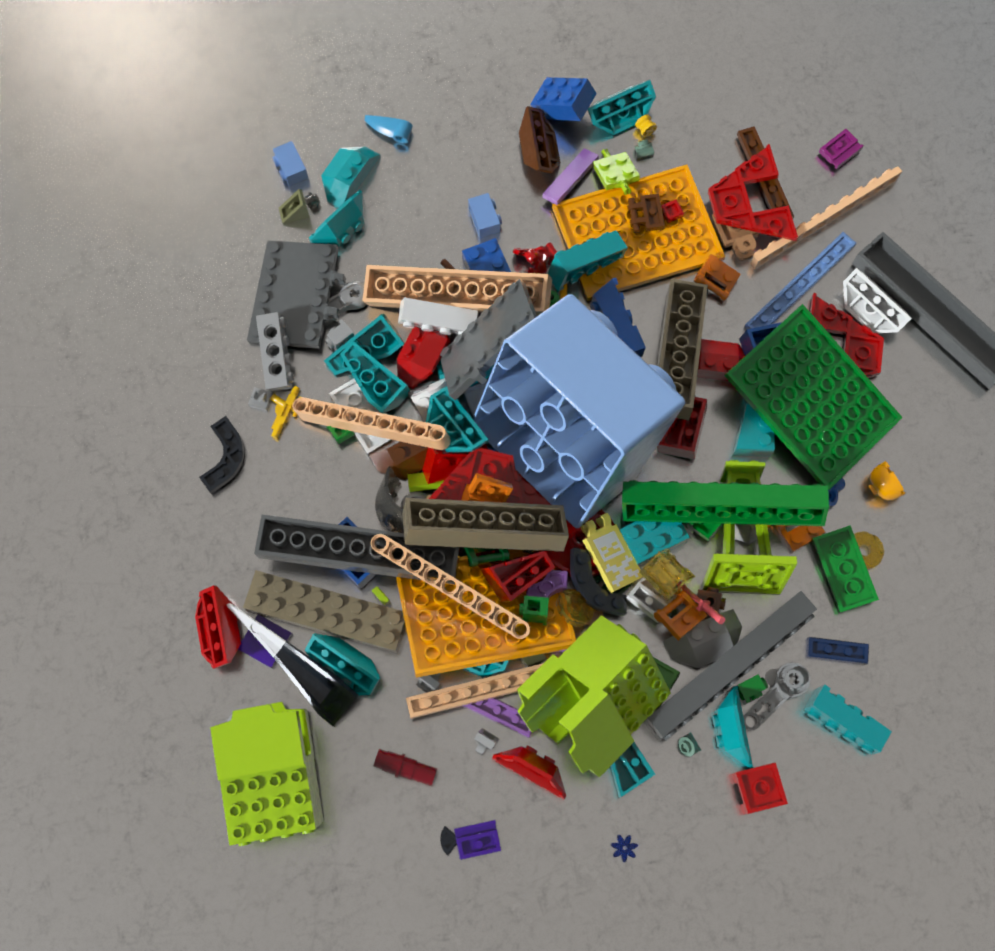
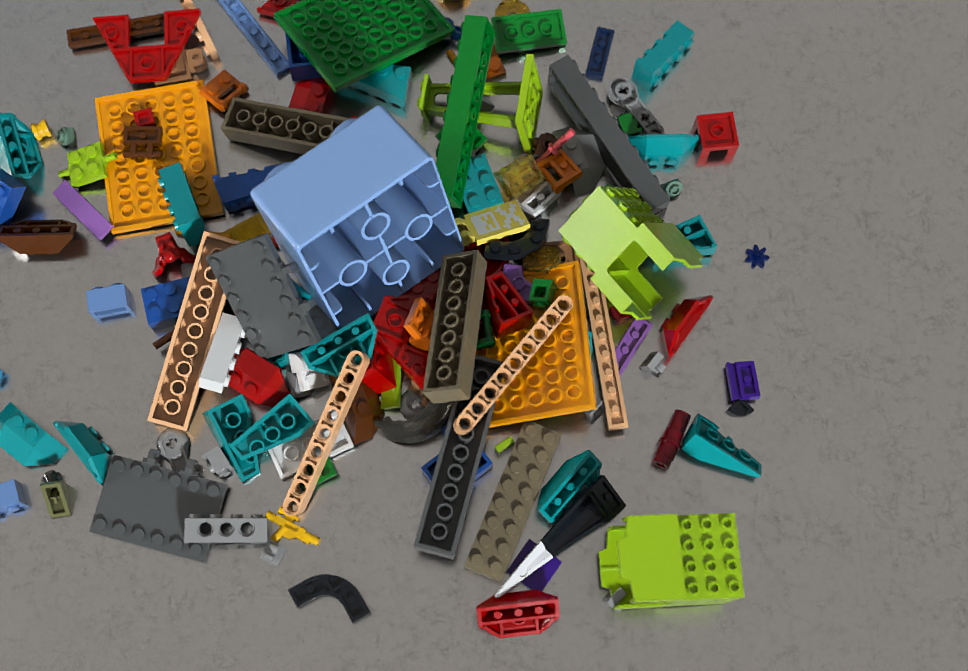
camera: 85 degrees left, 0 degrees up
(402, 812) = (711, 446): none -> teal wedge

